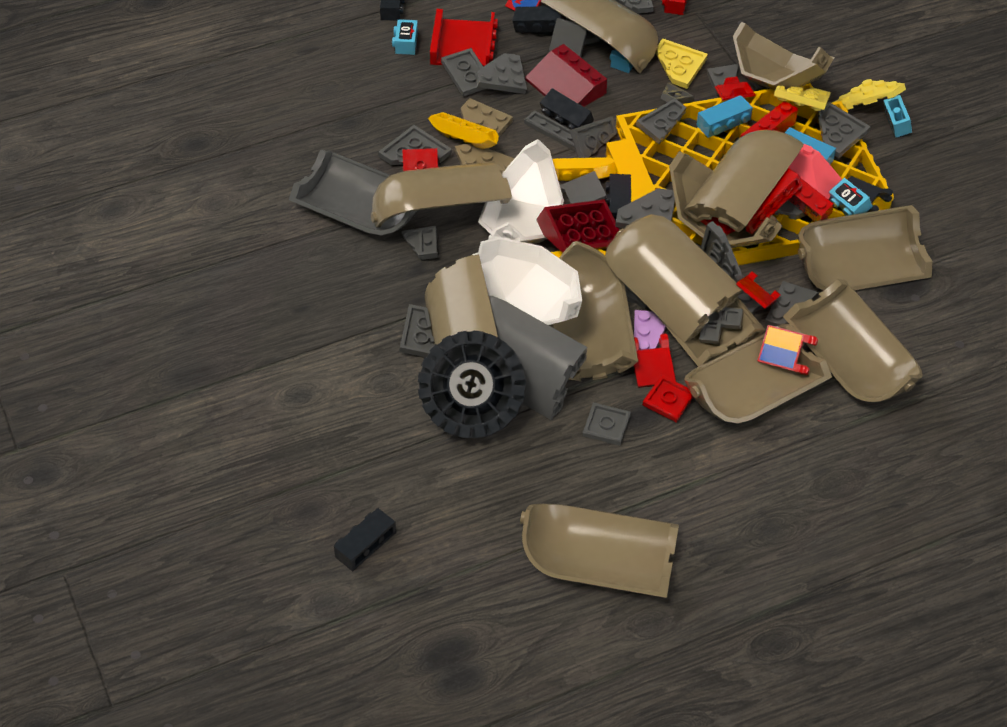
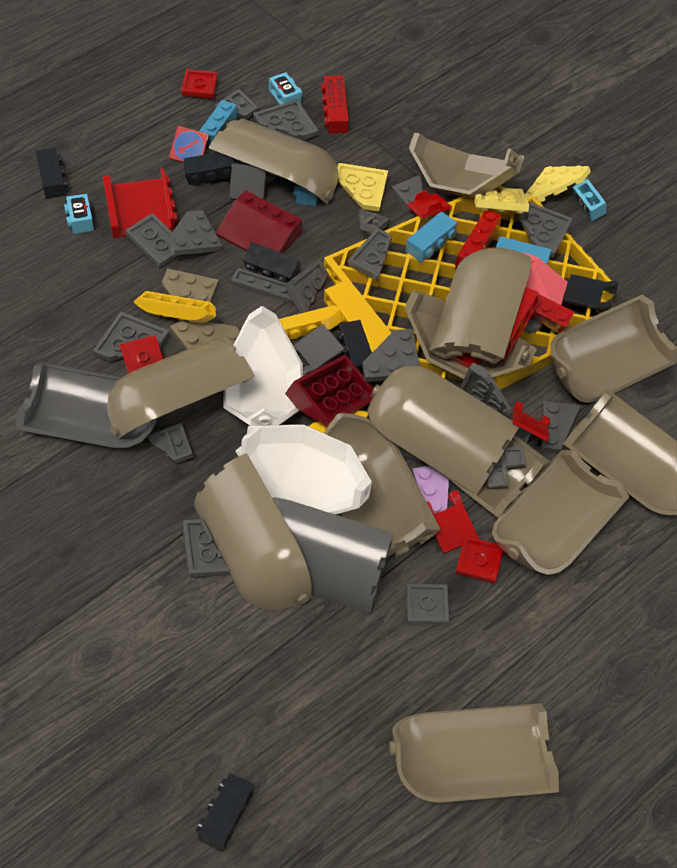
camera: 20 degrees left, 5 degrees up
(500, 395) = (252, 603): black wheel -> none
(783, 348) = (573, 477): flag -> none
(849, 198) = (582, 301): medium azure brick -> none

